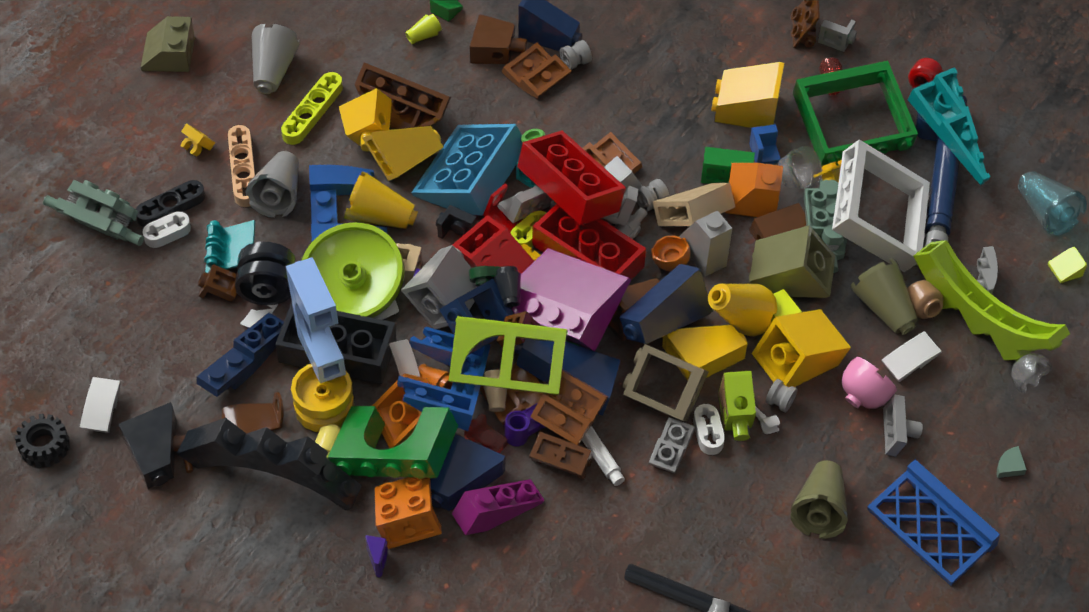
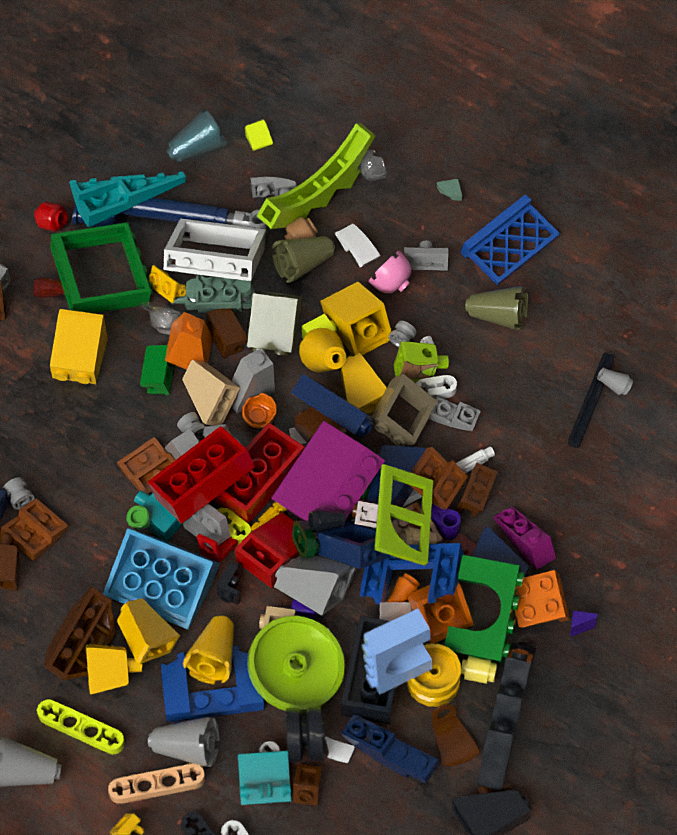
camera: 90 degrees left, 5 degrees up
(763, 143) = (133, 343): blue panel -> none

